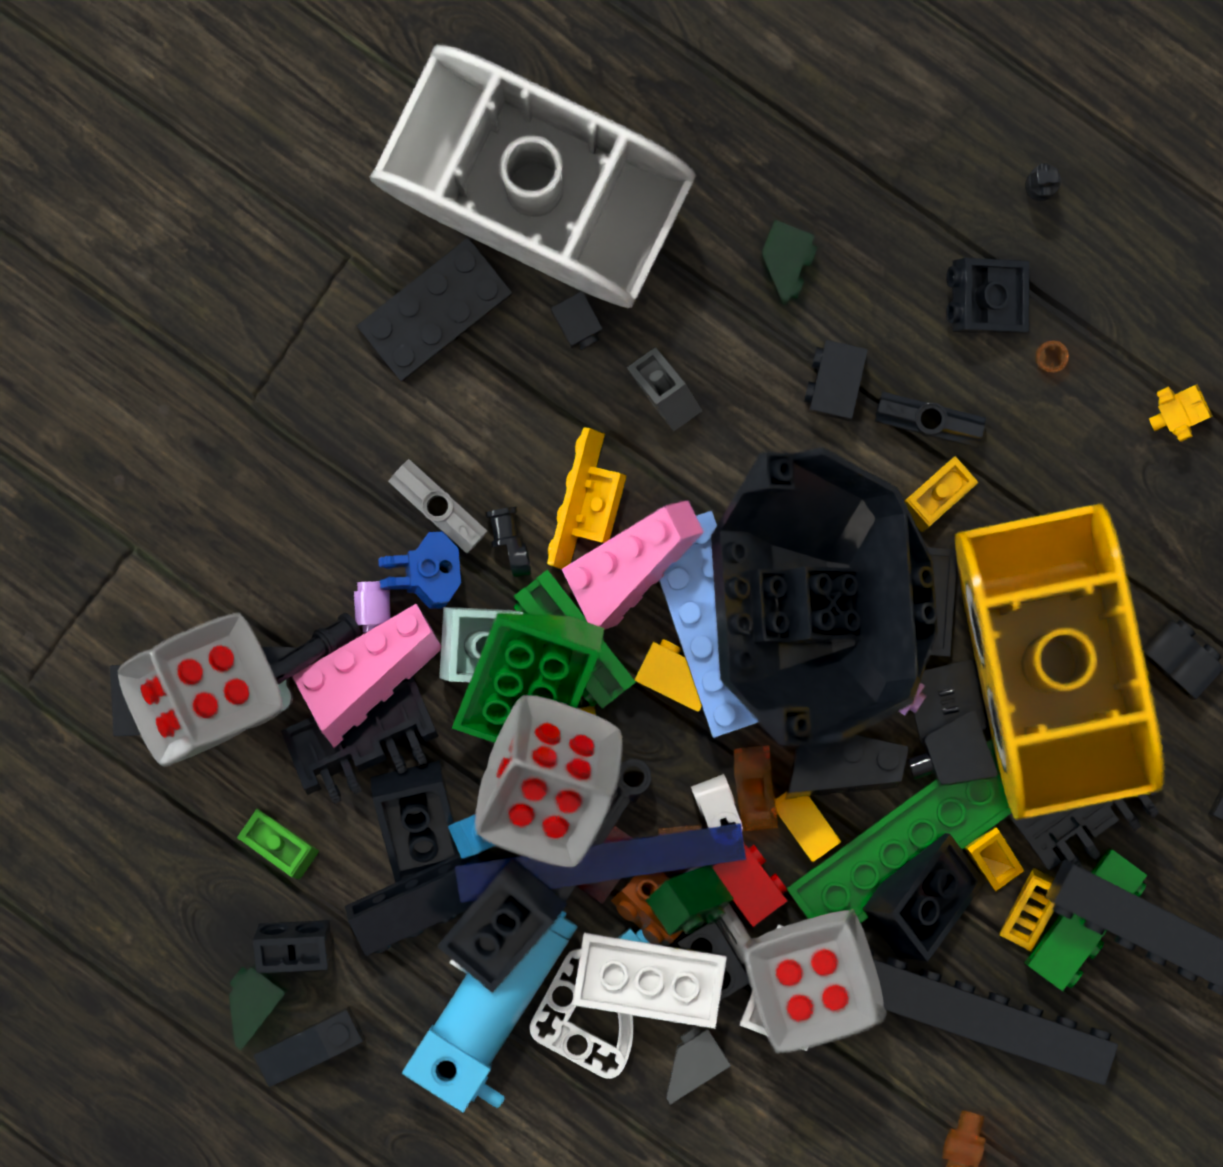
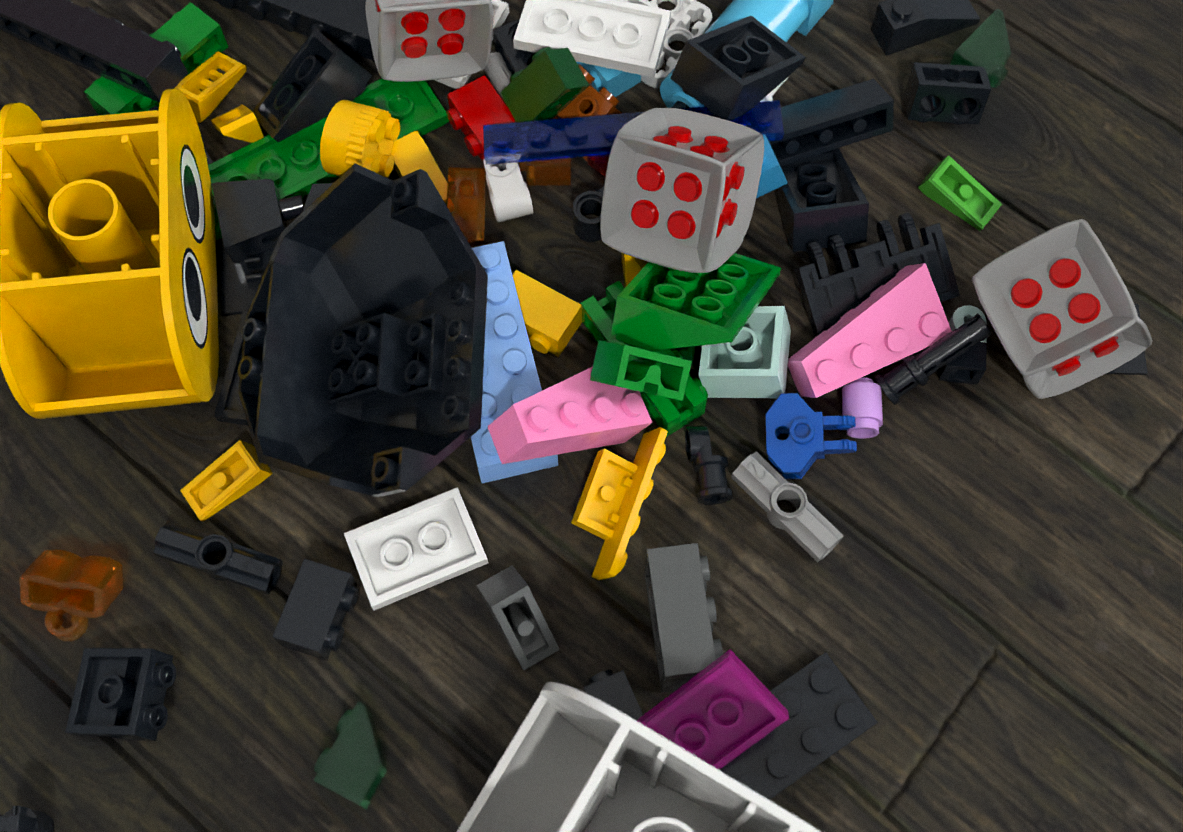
camera: 175 degrees left, 20 degrees down
(498, 304) = (717, 712): none -> magenta tile
(524, 392) = (680, 613): none -> dark grey brick
(585, 597) = (640, 370): none -> green brick
(766, 427) = (415, 548): none -> white plate
(862, 827) = (358, 136): none -> yellow piece
(1049, 383) = (71, 583): none -> clear orange brick

